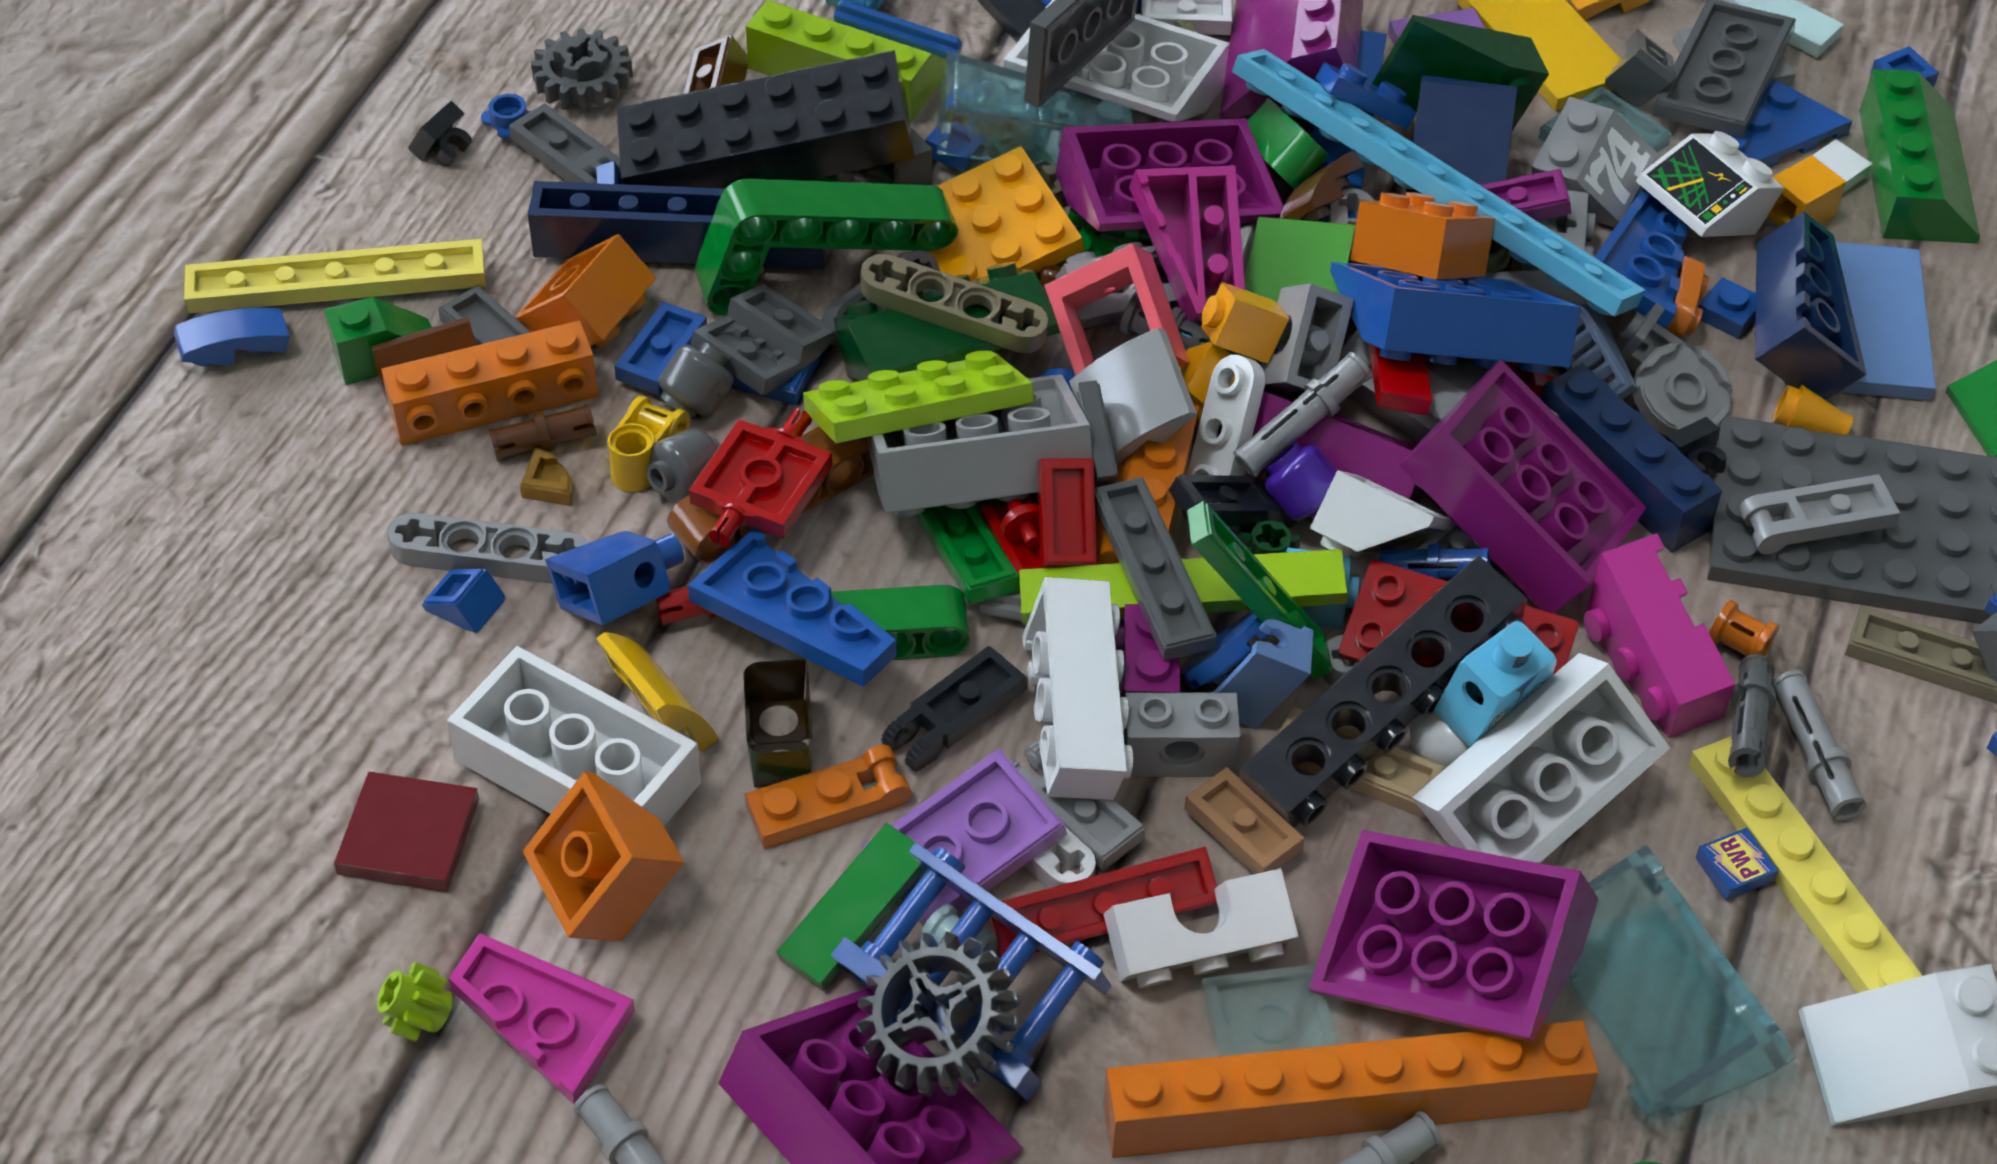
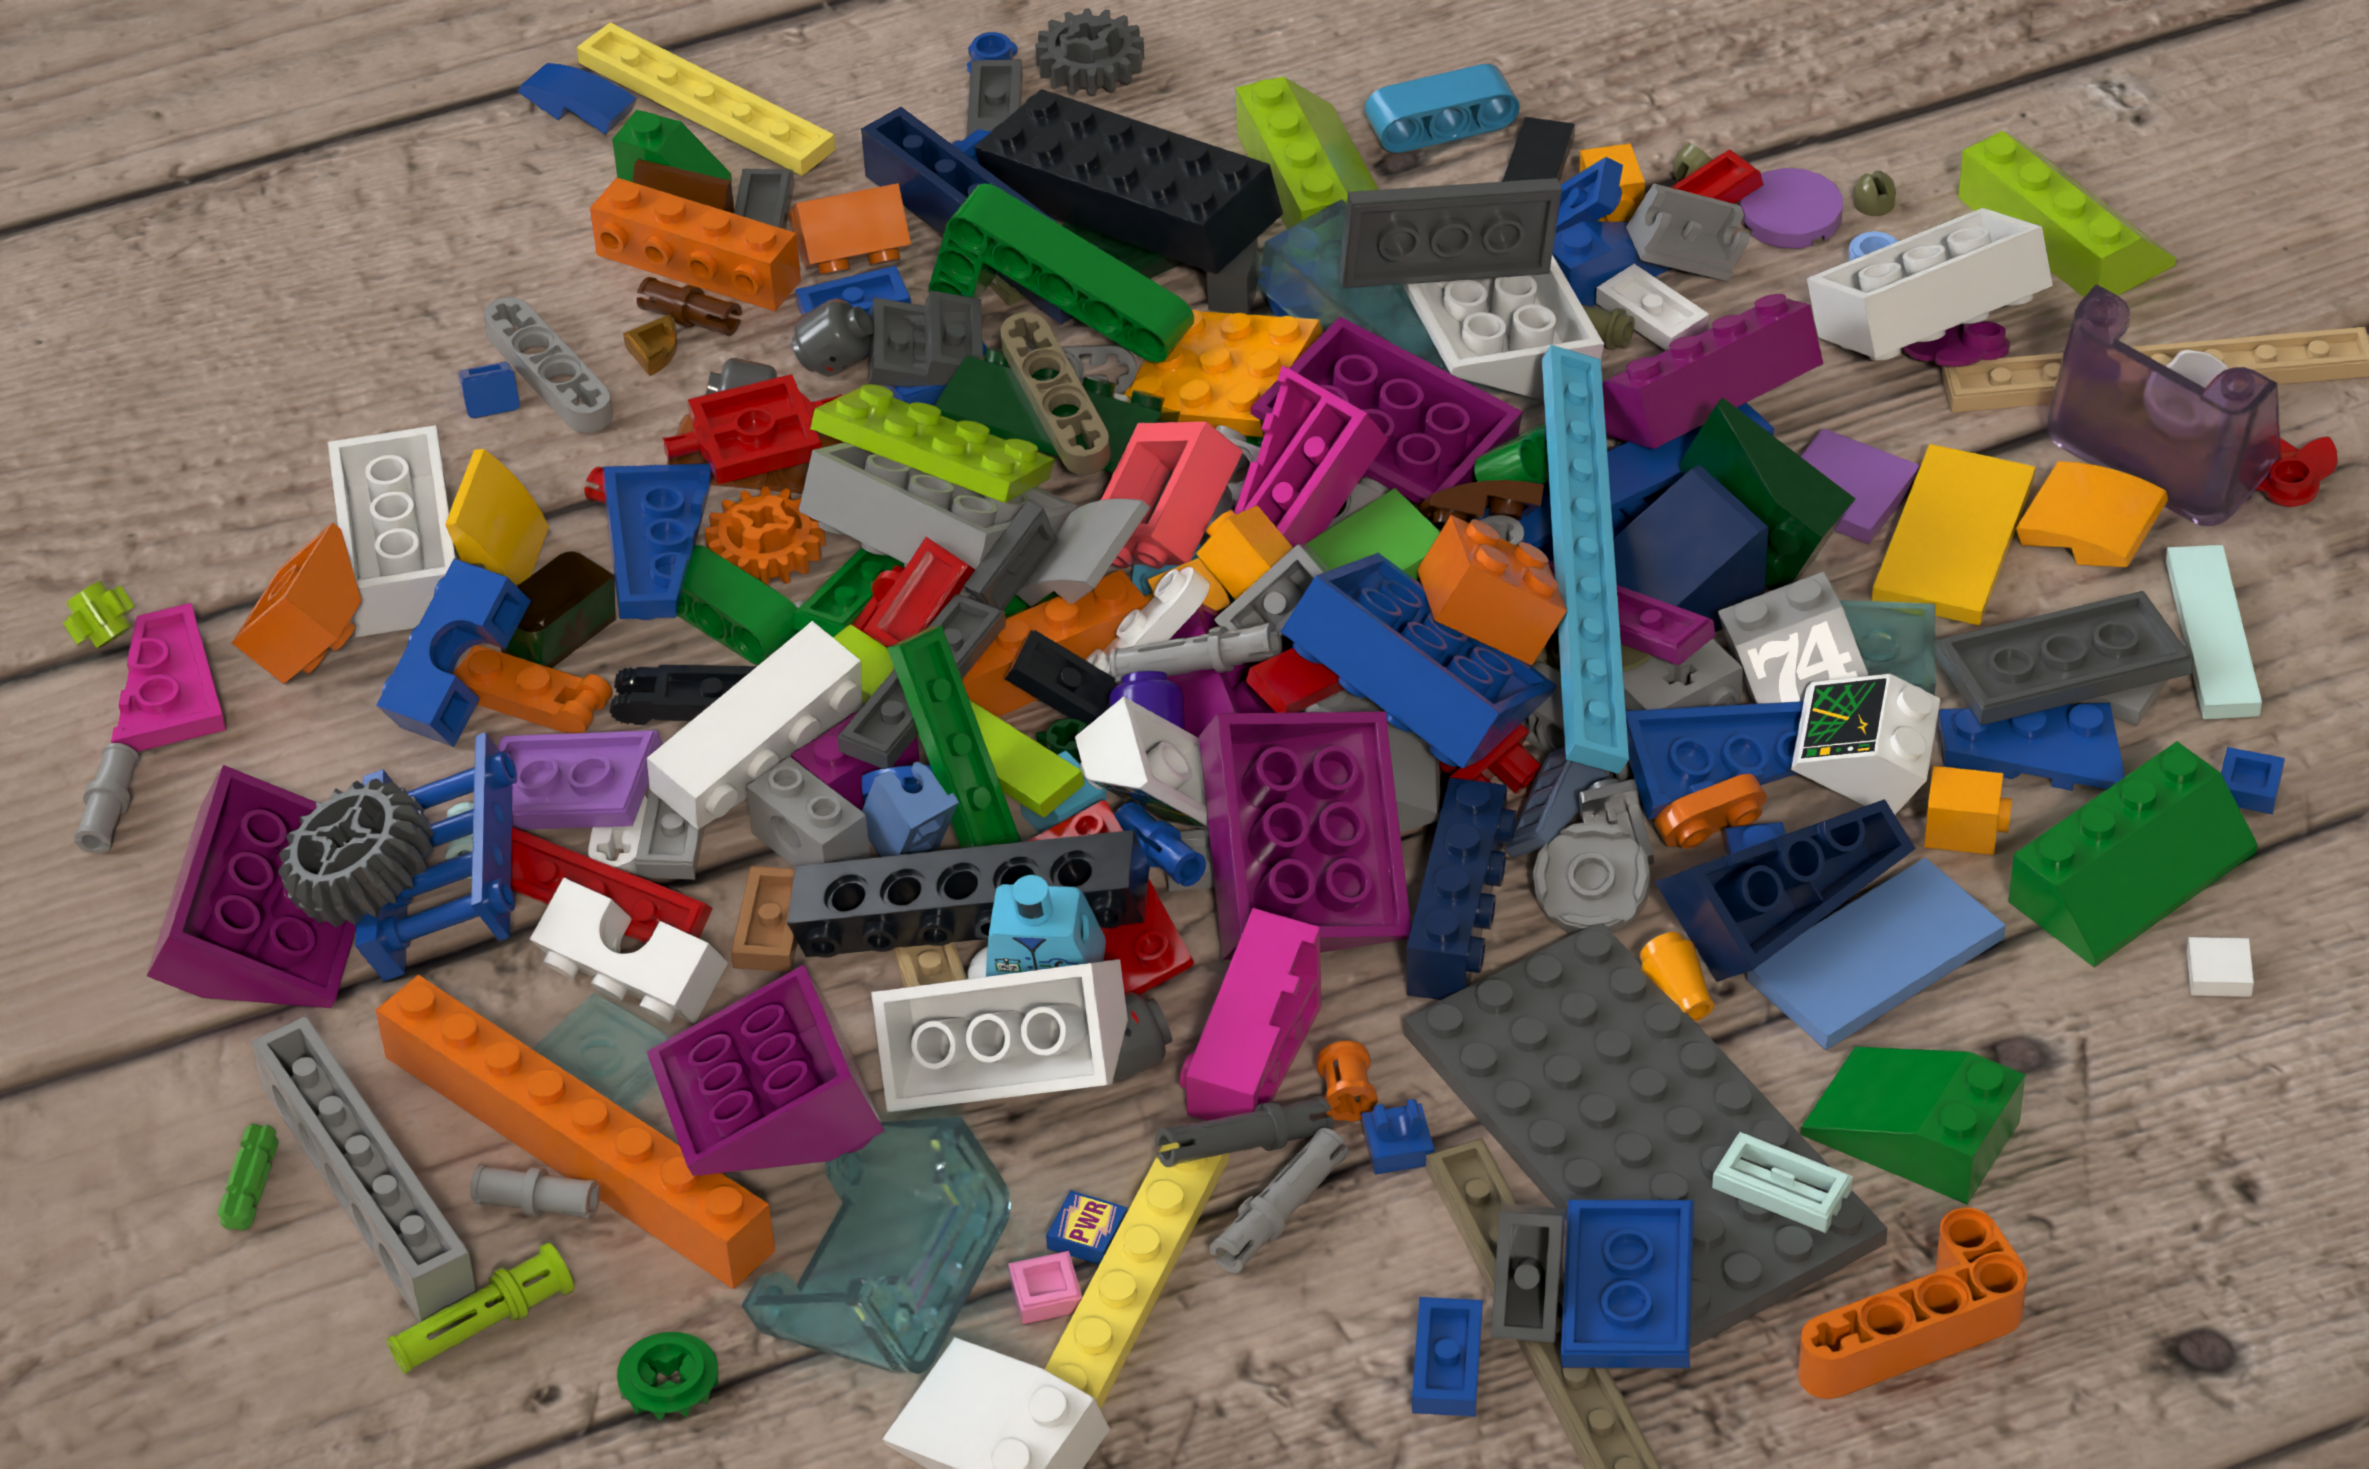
camera: 50 degrees right, 5 degrees down
(407, 831) = (248, 512): dark red tile -> none
(440, 131) = (917, 33): black tile -> none
(613, 574) = (562, 431): blue torso -> none
(634, 439) = (746, 343): yellow piece -> none
(717, 65) = (1205, 119): reddish brown slope -> none
(778, 856) = (466, 610): none -> blue arch
(849, 550) = (765, 535): none -> orange gear
(852, 906) = (438, 758): green tile -> none
(896, 29) = (1374, 156): blue axle -> none
(1351, 86) = (1638, 450): blue plate -> none
(1641, 71) = (1983, 599): dark grey slope -> none
(1699, 444) = (1521, 924): black tile -> none
(1770, 927) = (1045, 1287): none -> bright pink tile
(1812, 645) = (1397, 1137): none -> blue tile
(1819, 512) = (1531, 1034): light grey plate -> none
(1844, 163) = (2047, 807): white tile -> none

